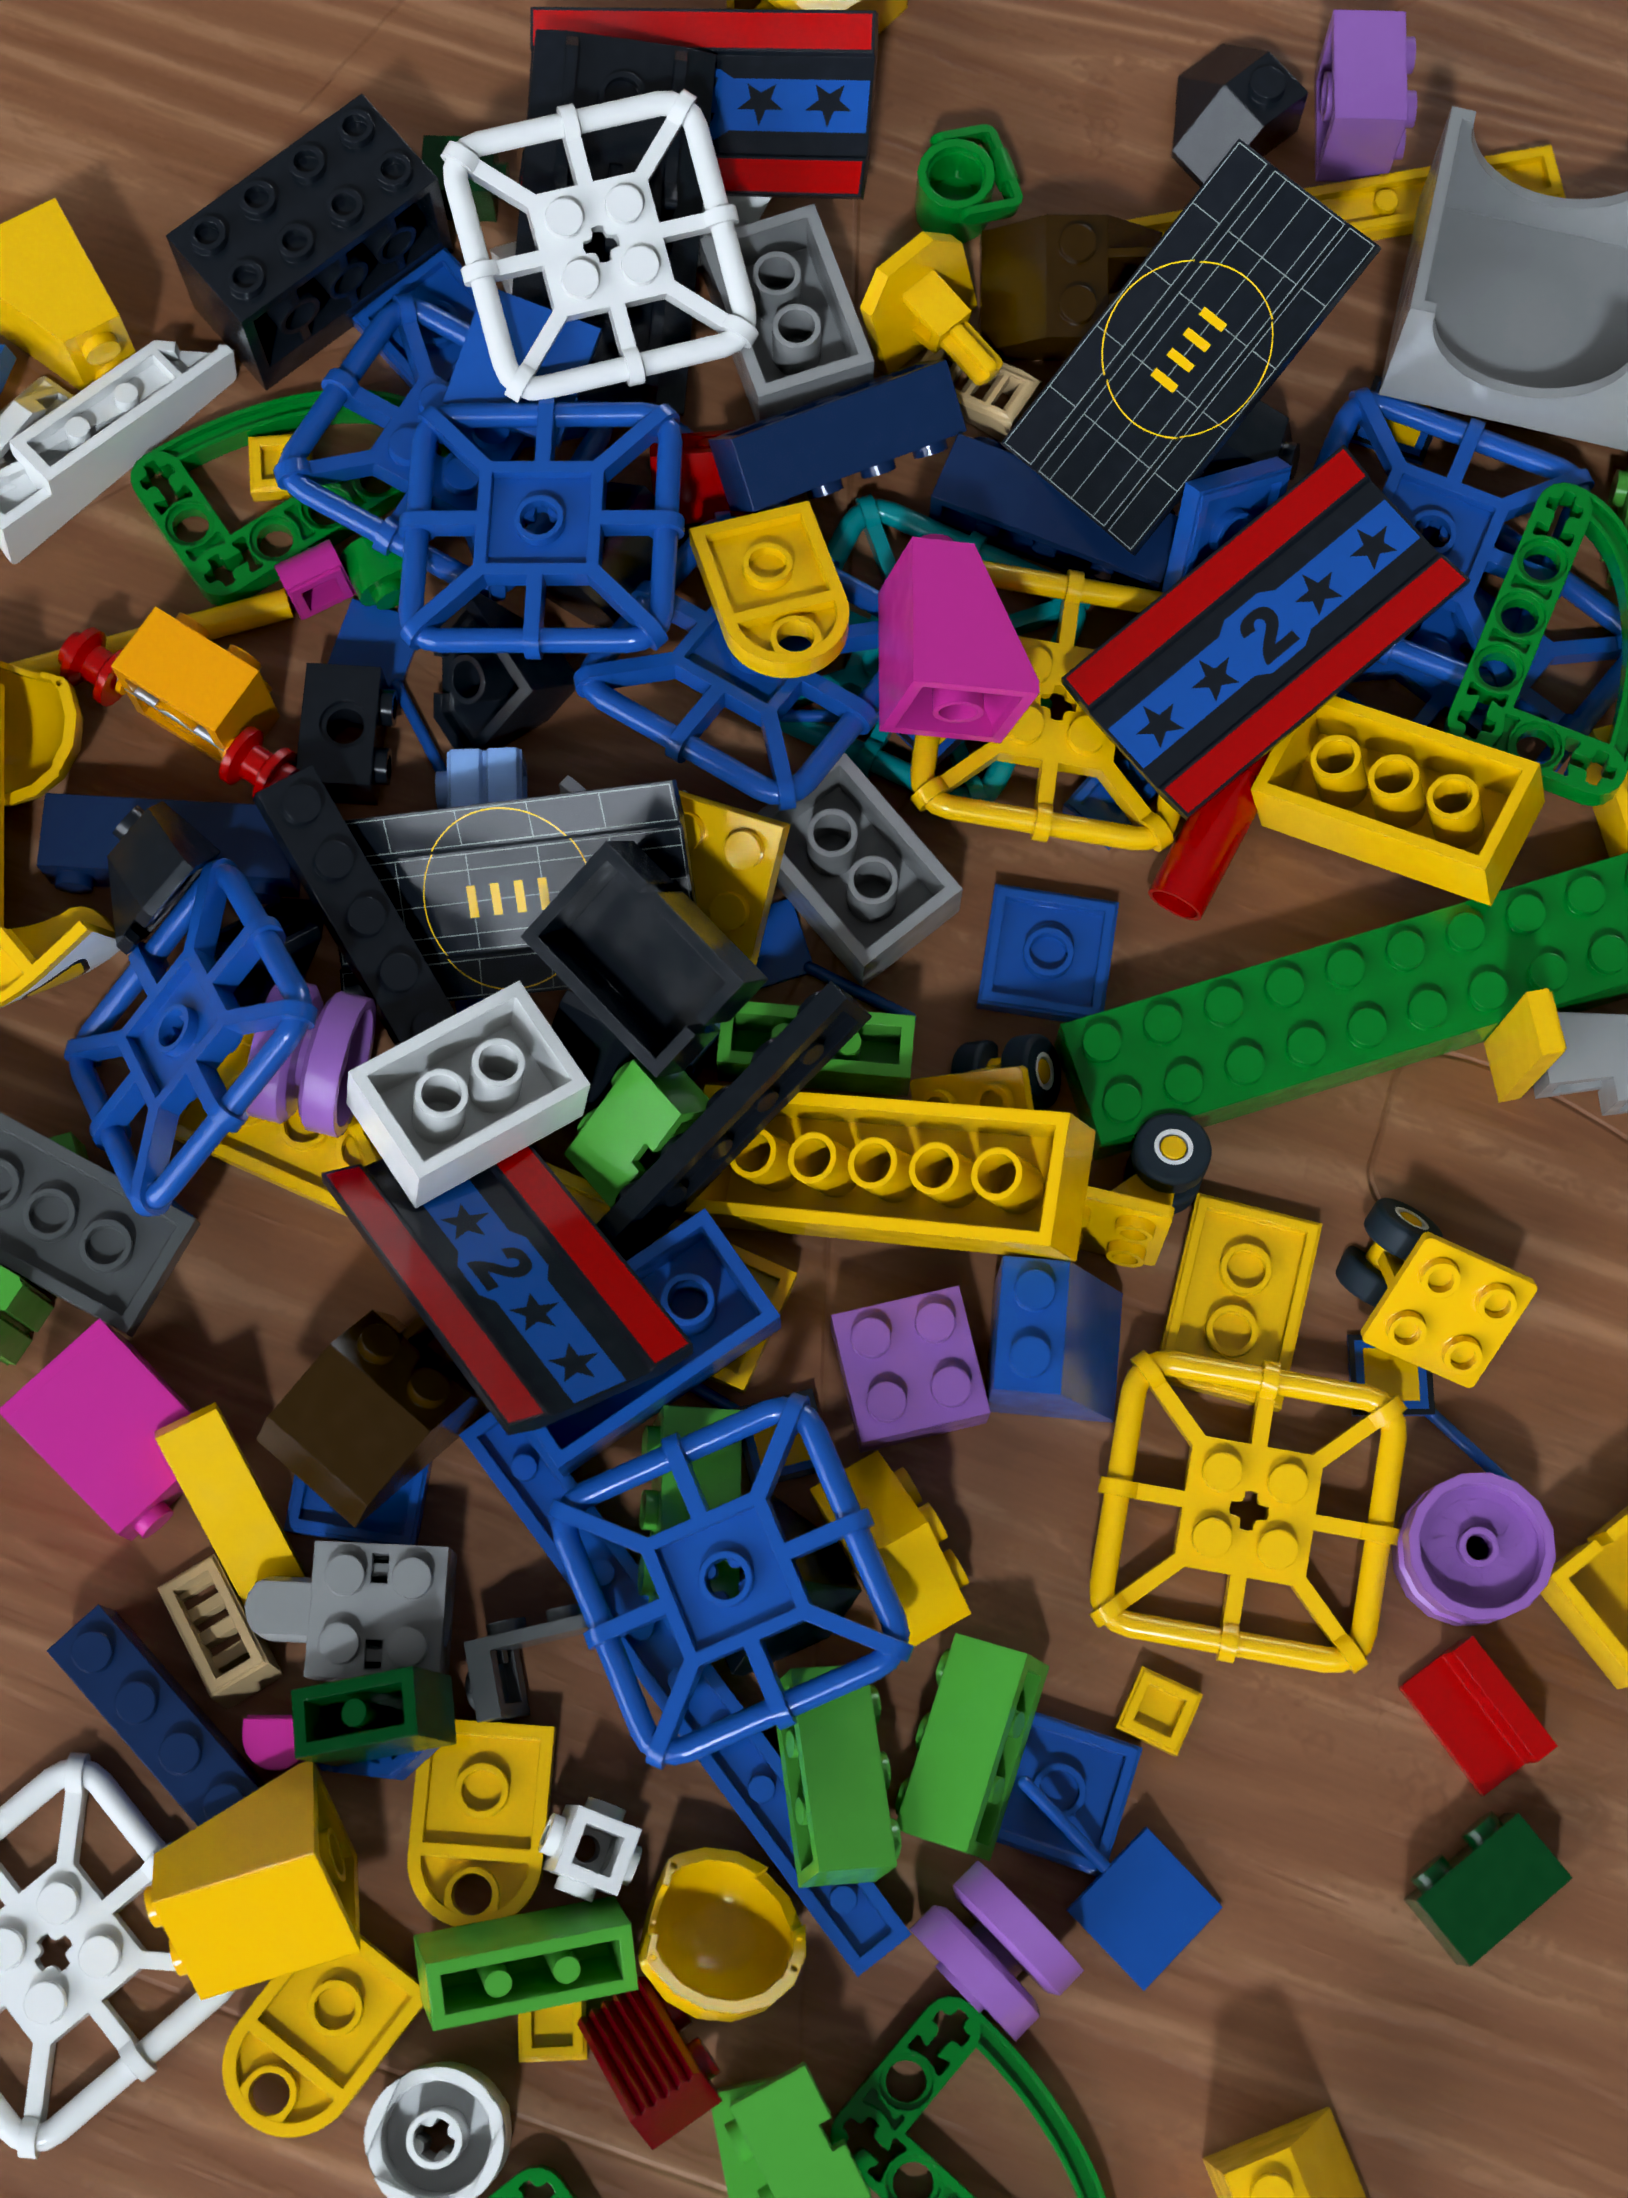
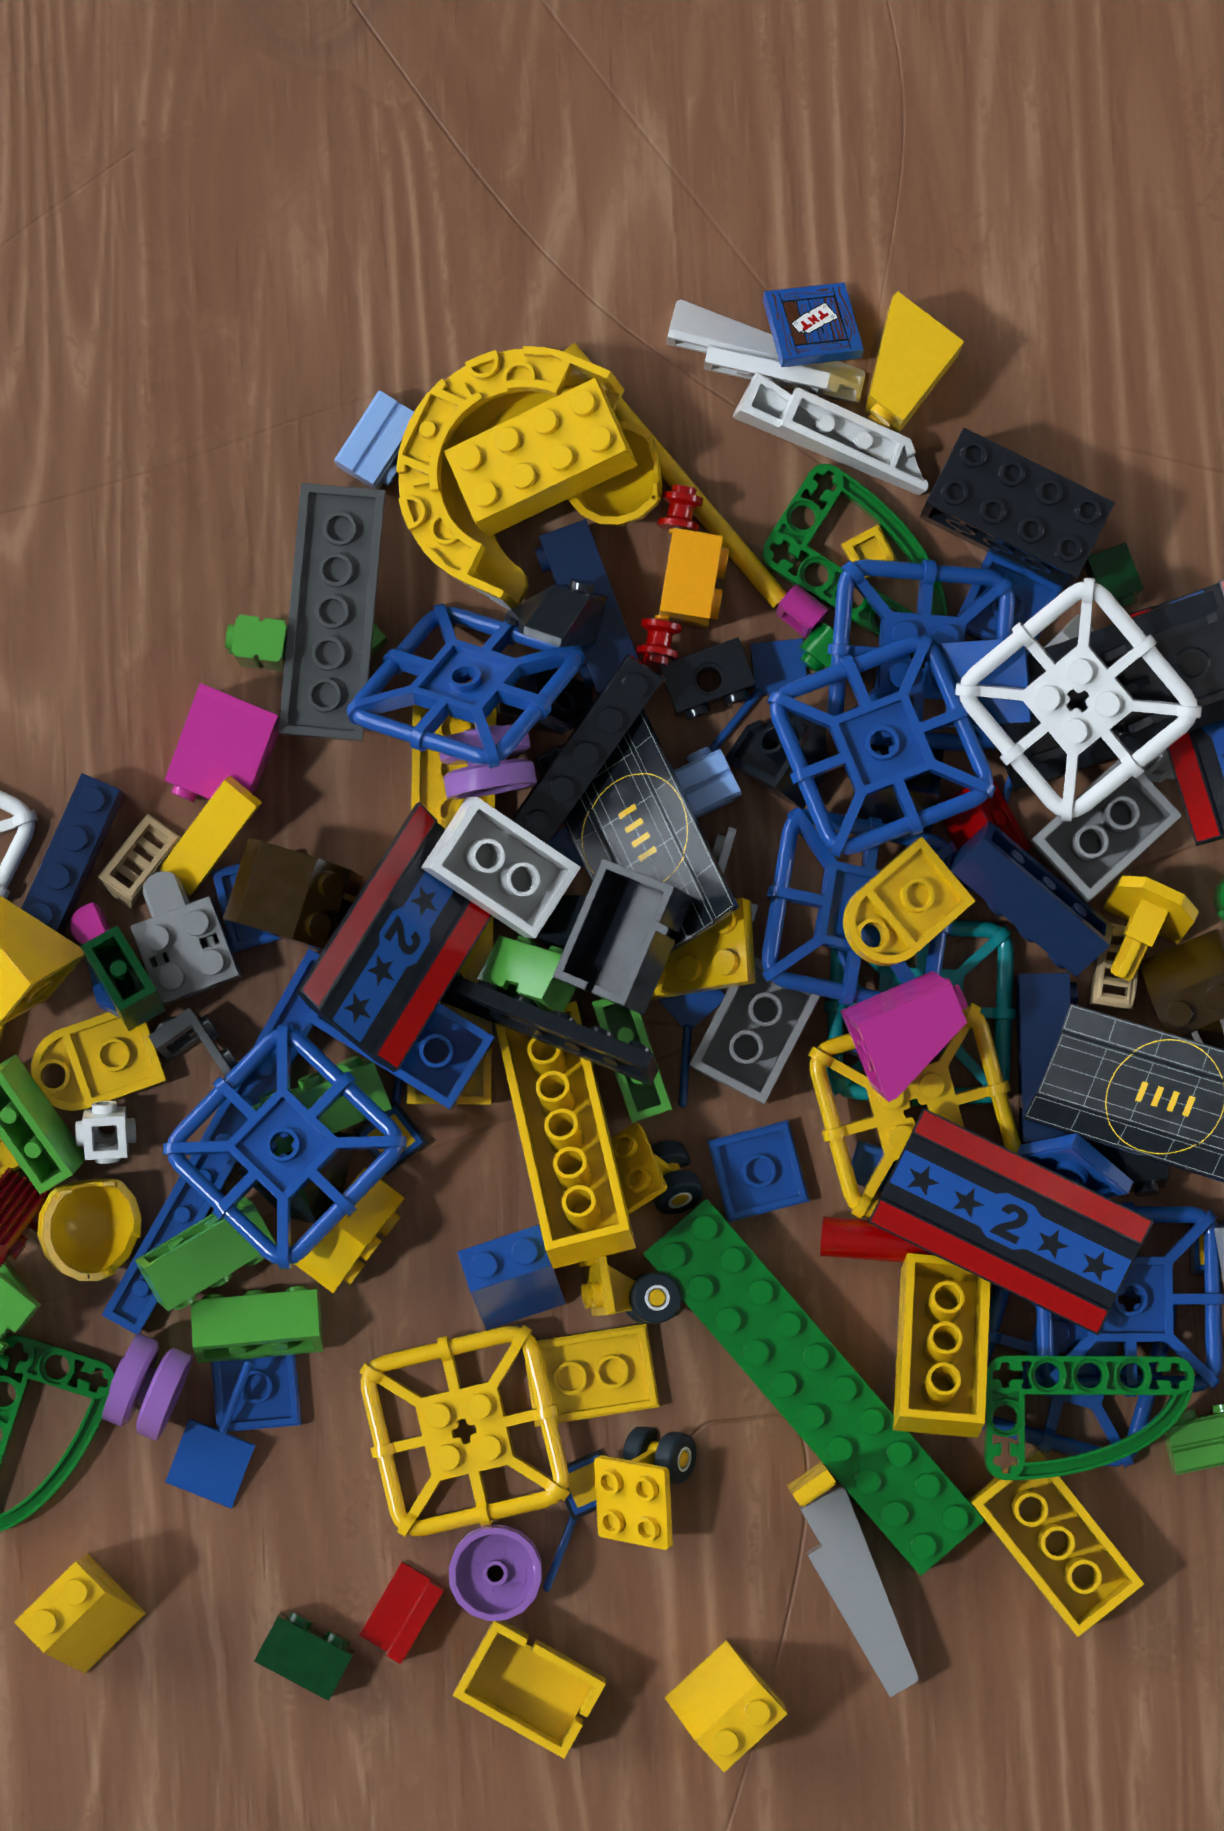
camera: 65 degrees right, 10 degrees up
(909, 1369) = (461, 1196): medium lavender brick -> none
(1158, 1711) = (326, 1426): yellow tile -> none

